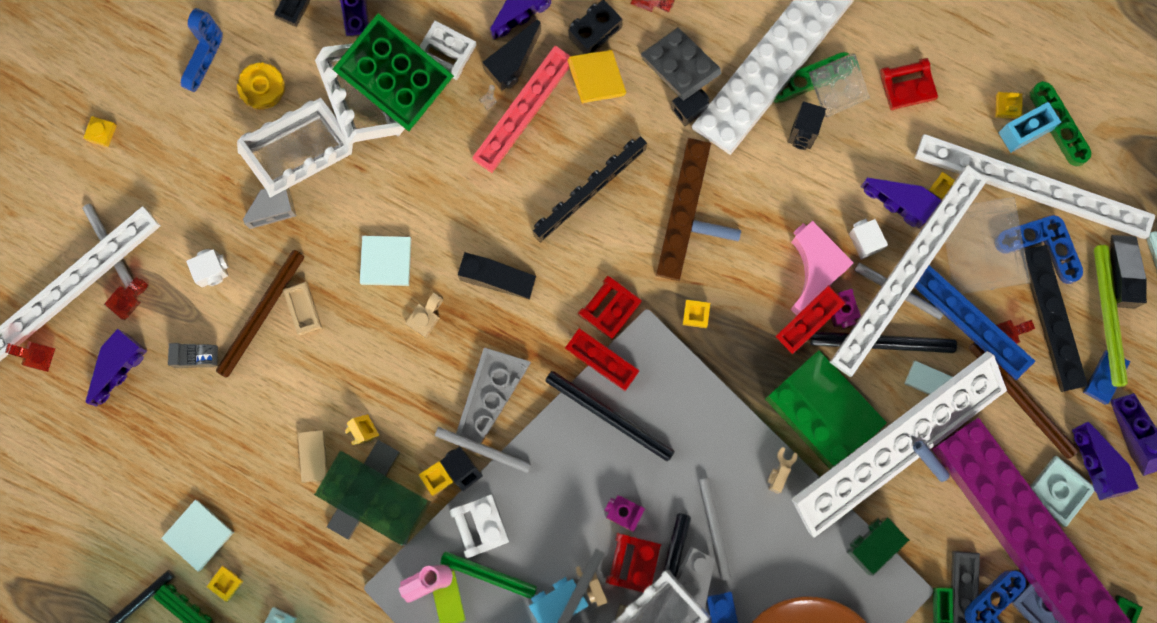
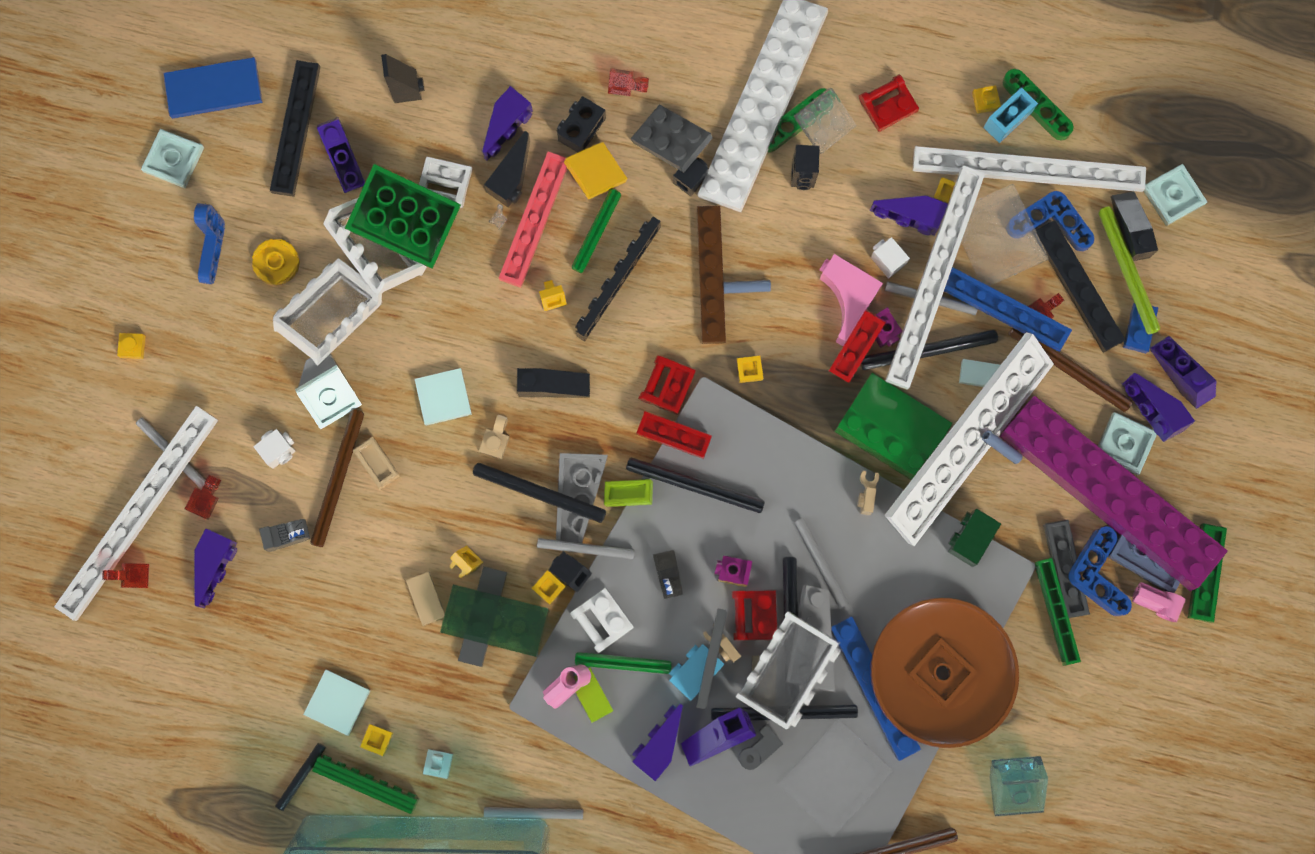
camera: 20 degrees left, 0 degrees up
(272, 231) = (328, 397): none -> light aqua tile
(453, 382) = (539, 492): none -> black axle
(519, 189) = (552, 296): none -> yellow tile
(541, 405) = (628, 493): none -> lime tile
(557, 498) = (668, 574): none -> clear smoke leg
(581, 136) = (596, 230): none -> green axle

